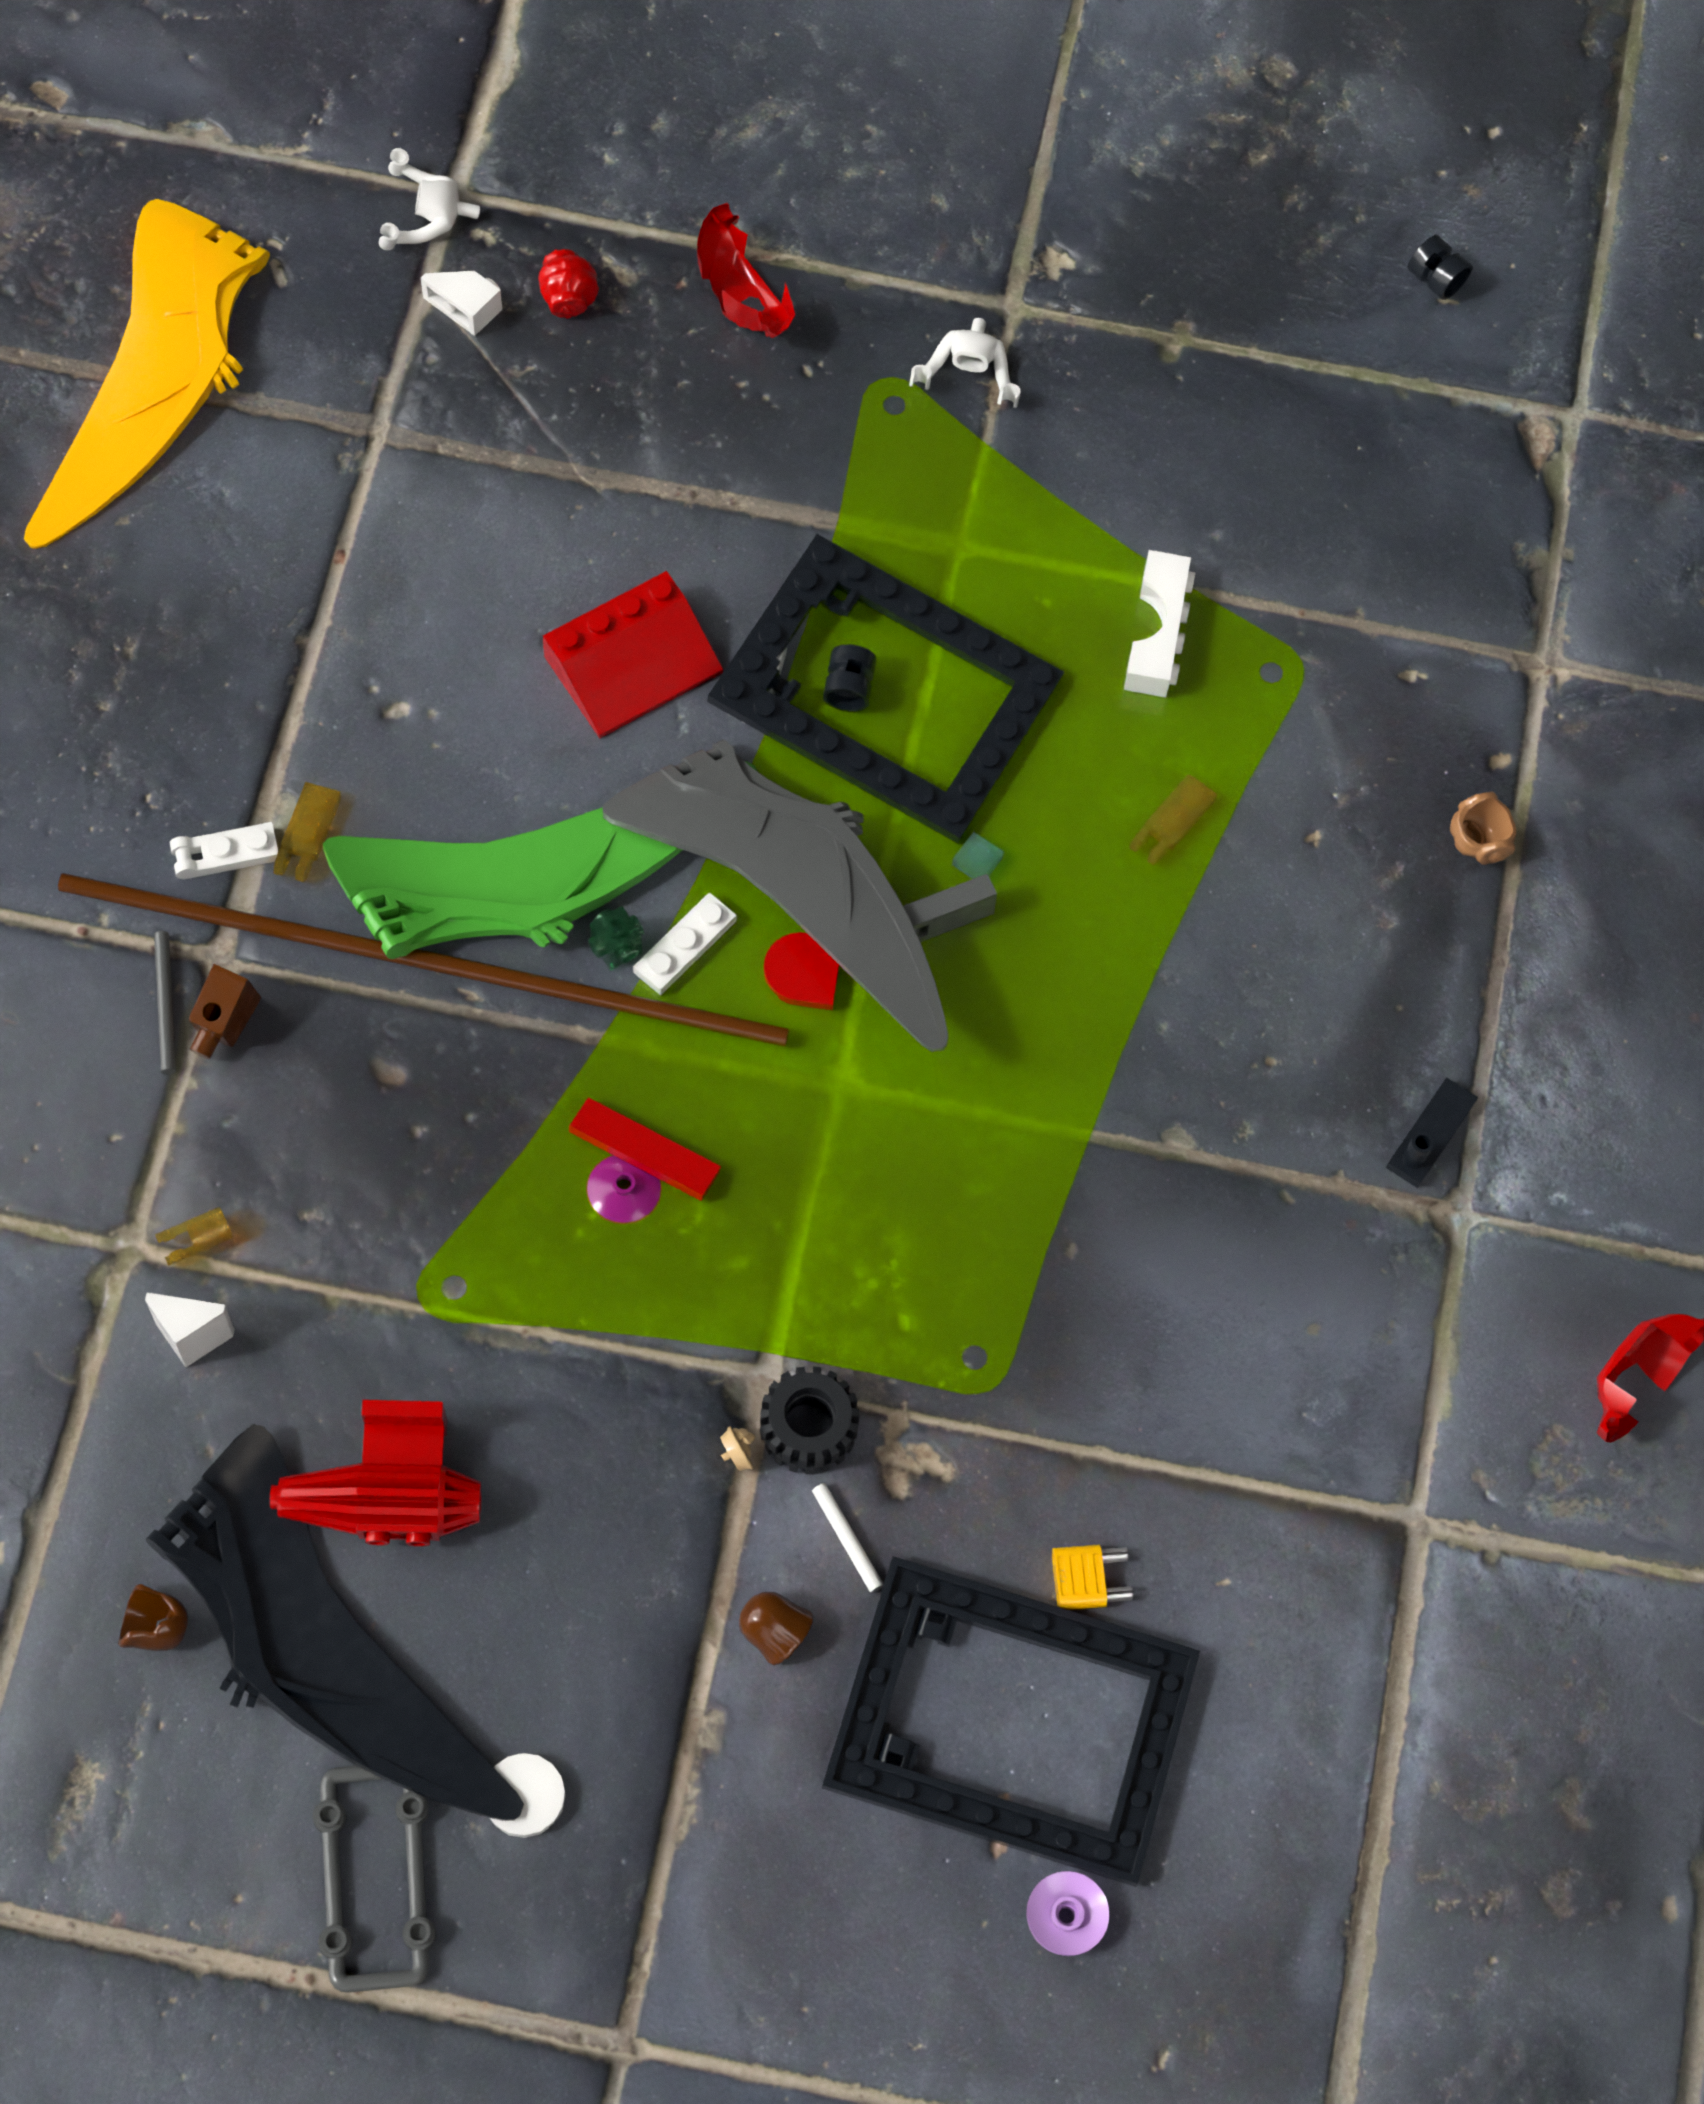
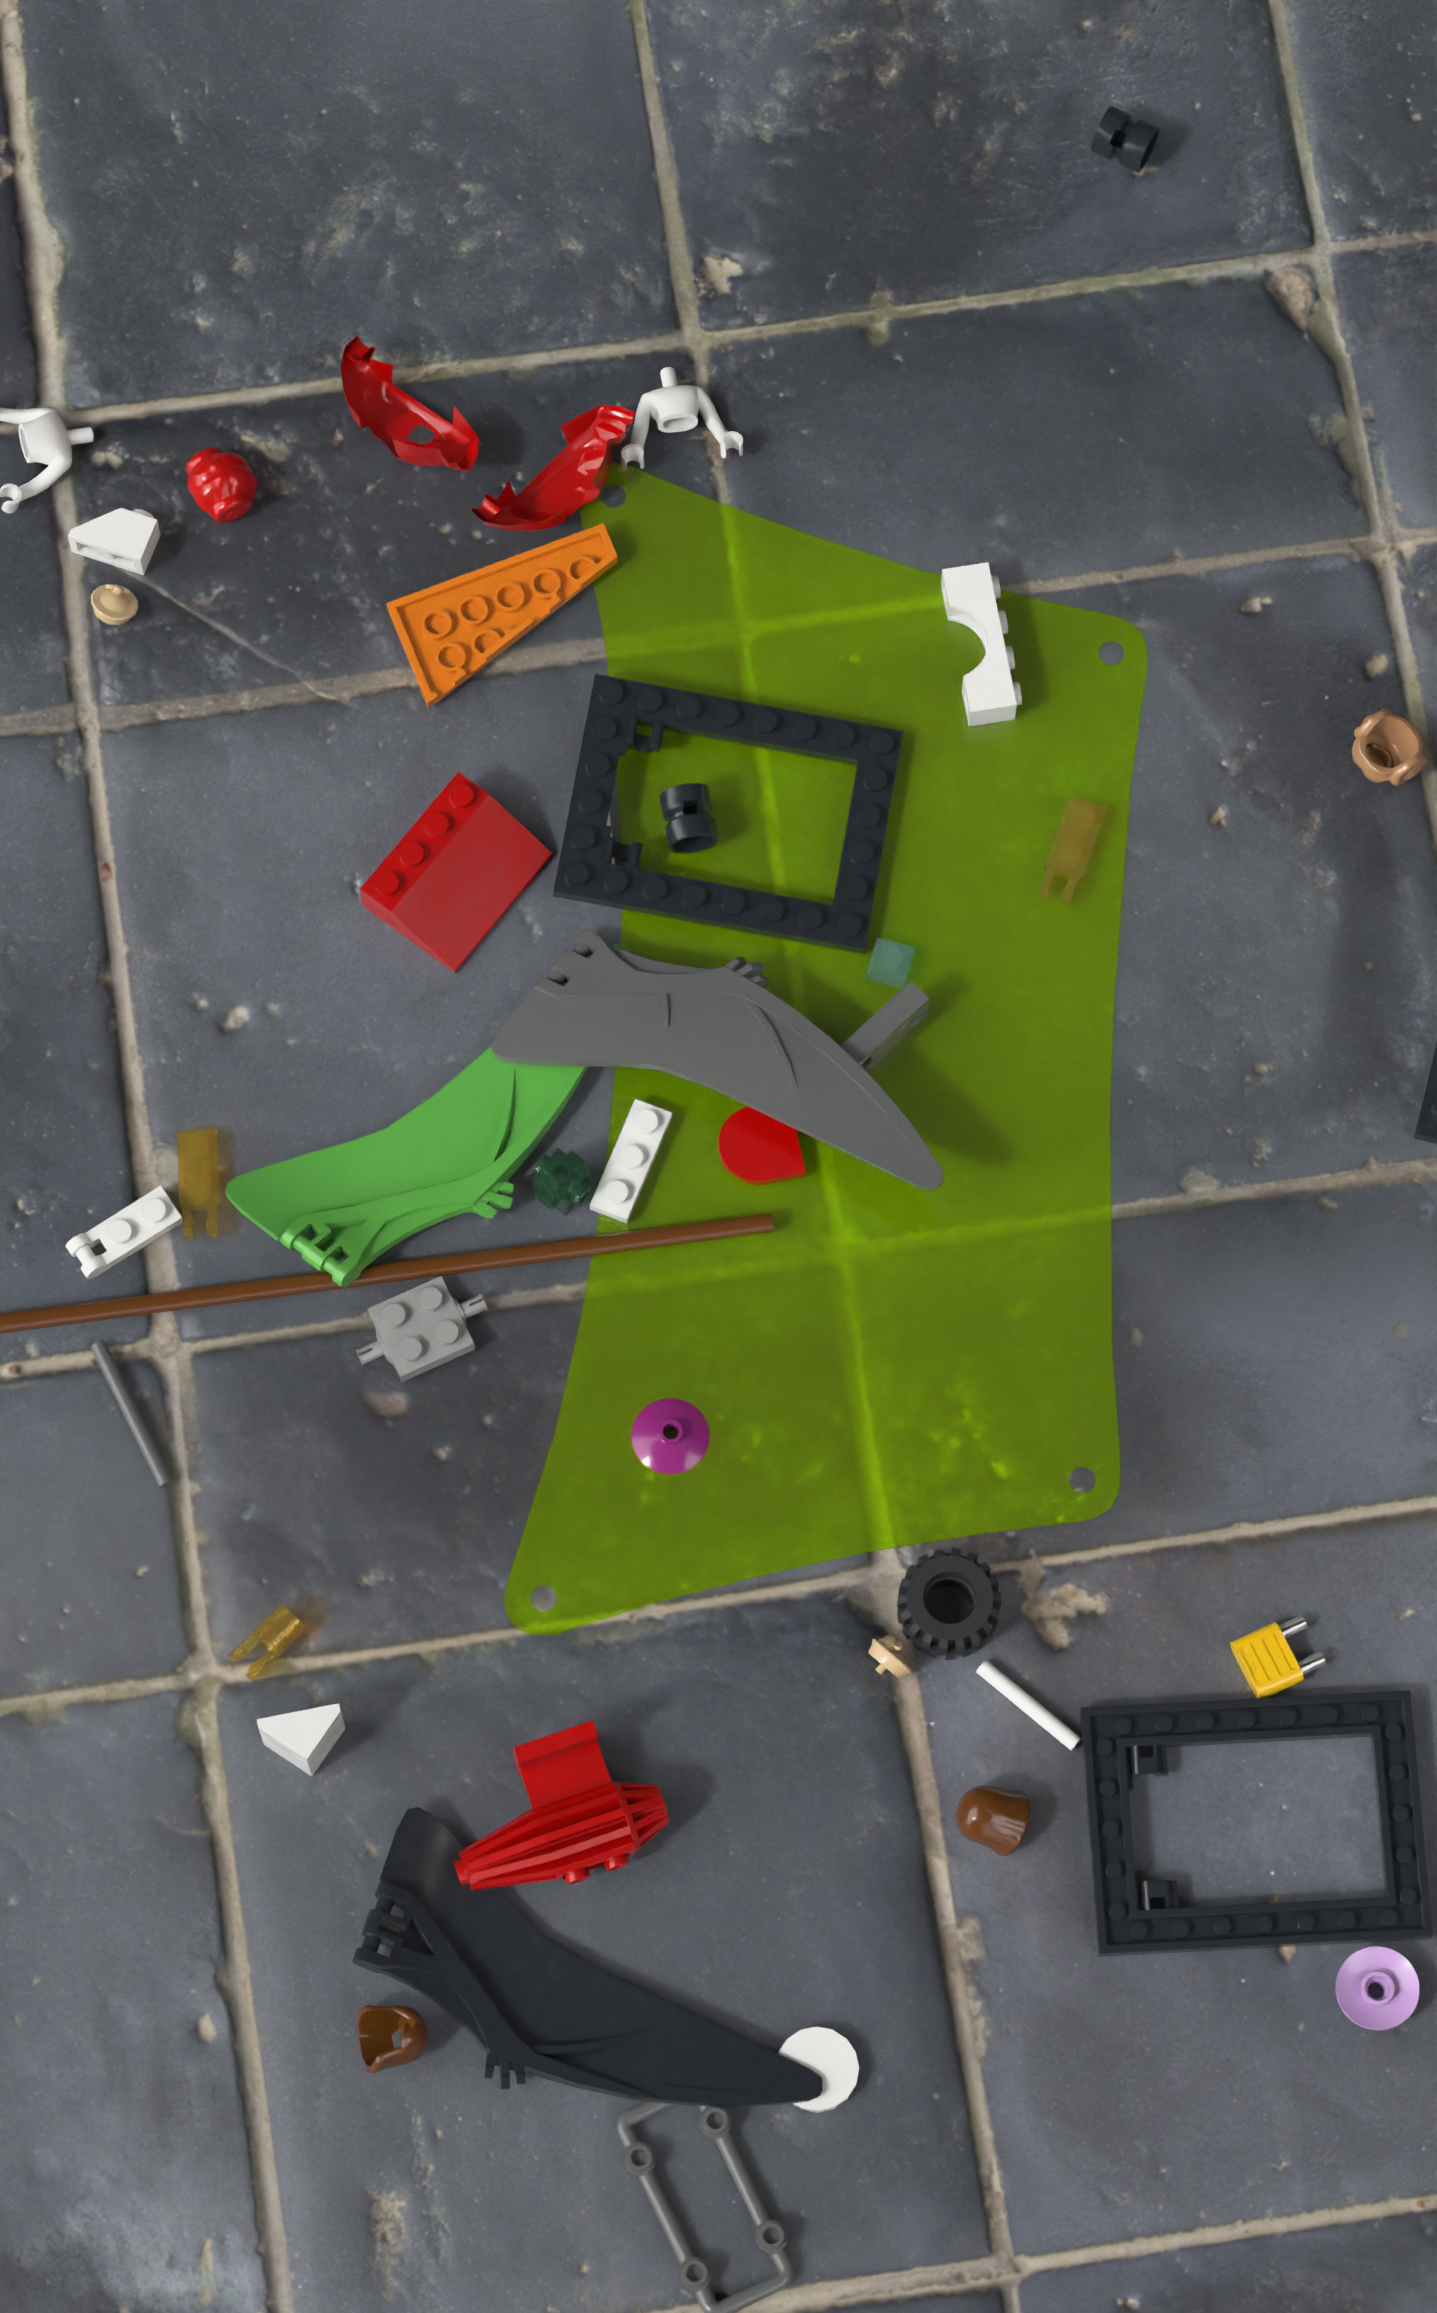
camera: 15 degrees left, 5 degrees up
(222, 1010) = (198, 1387): reddish brown torso -> none
(438, 346) = (114, 604): none -> tan hat
(444, 1019) = (421, 1329): none -> light grey plate
(644, 1149) = (676, 1389): red tile -> none
(741, 457) = (478, 615): none -> orange wing
(862, 378) = (568, 480): none -> red animal

